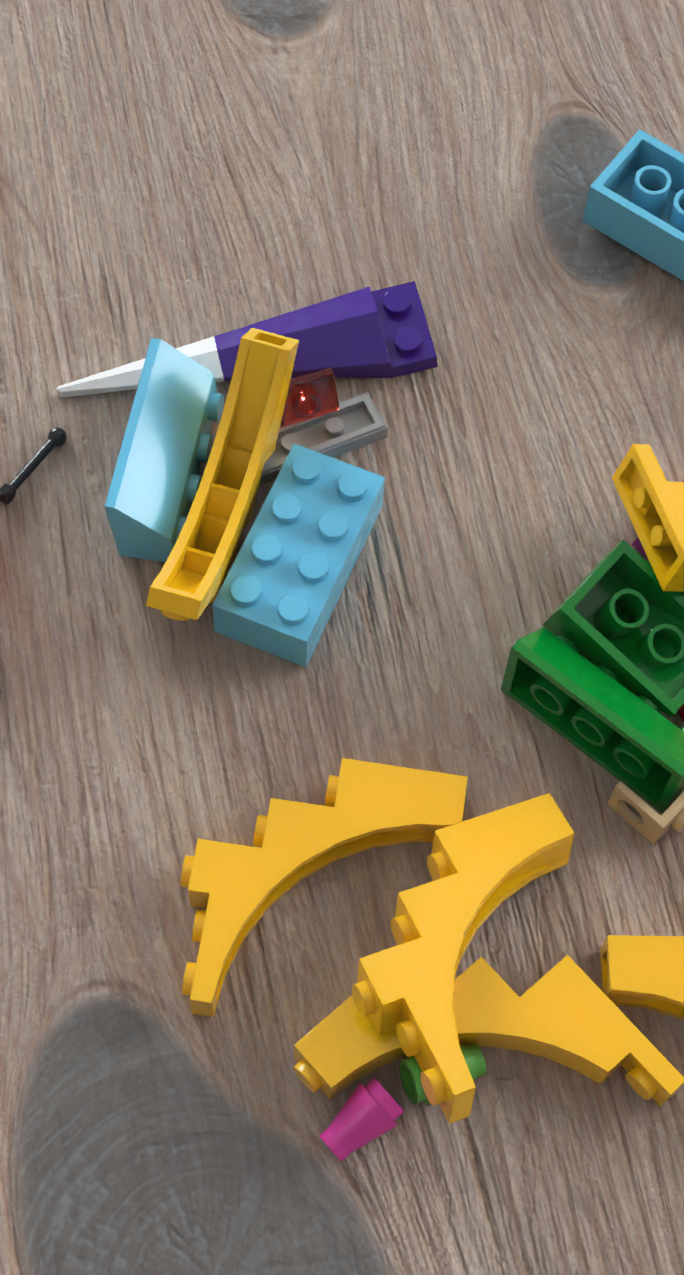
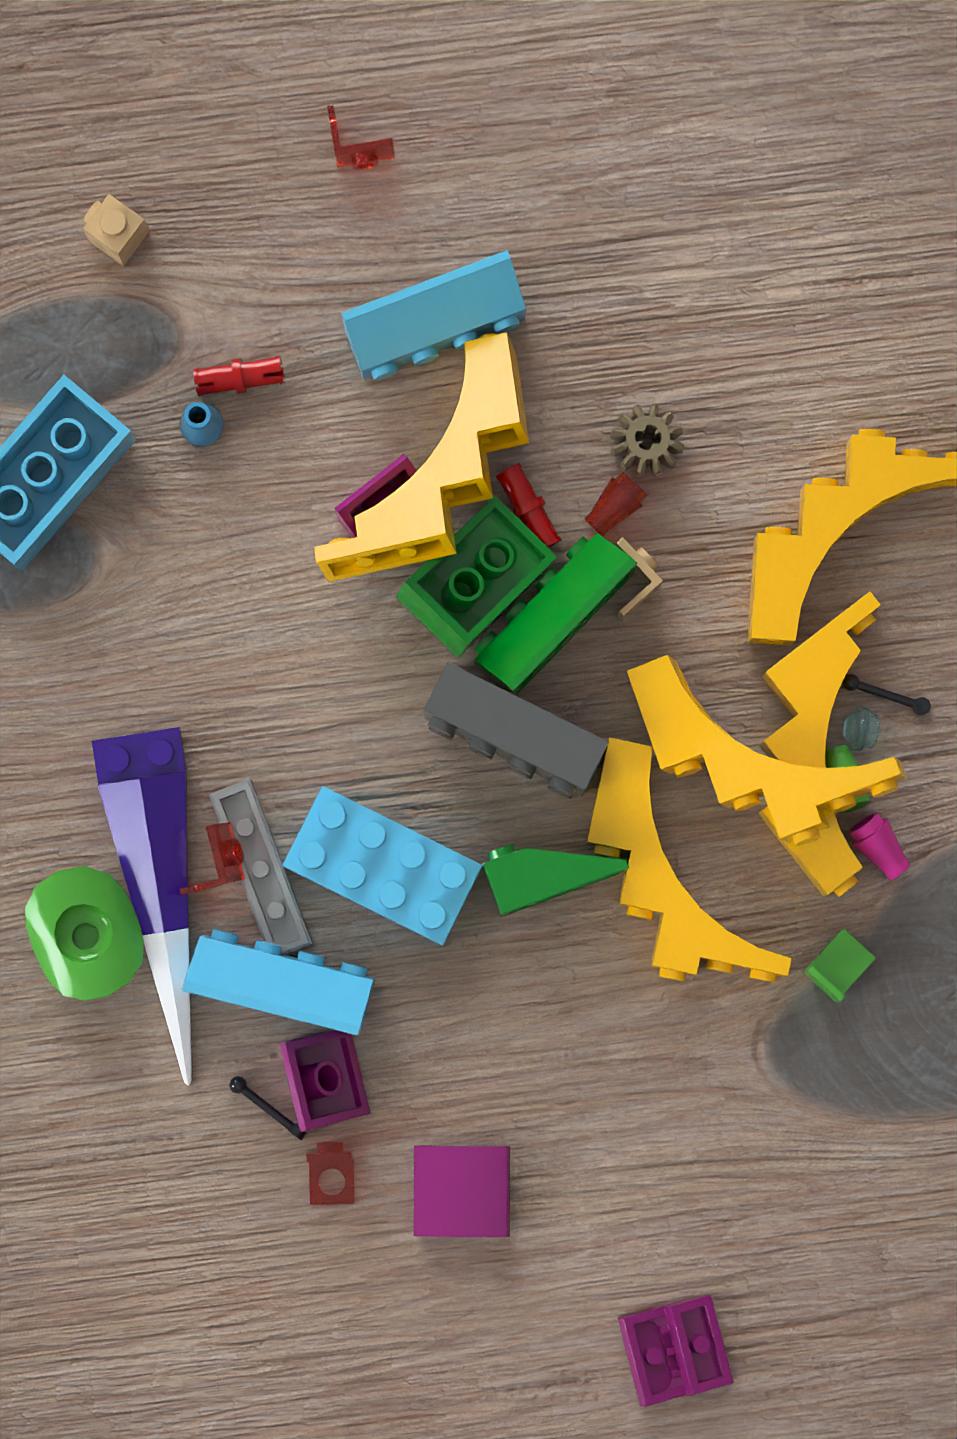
camera: 85 degrees left, 20 degrees up
(59, 504) = (324, 1079): none -> magenta slope
(203, 1072) = (839, 965): none -> bright green bracket
(216, 280) = (84, 933): none -> bright green hat
(230, 479) = (330, 927): yellow arch -> none
(291, 692) = (536, 875): none -> green slope
(464, 669) = (514, 730): none -> dark grey brick
(508, 1087) = (861, 729): none -> clear light blue plate
(545, 1168) = (920, 705): none -> black hinge

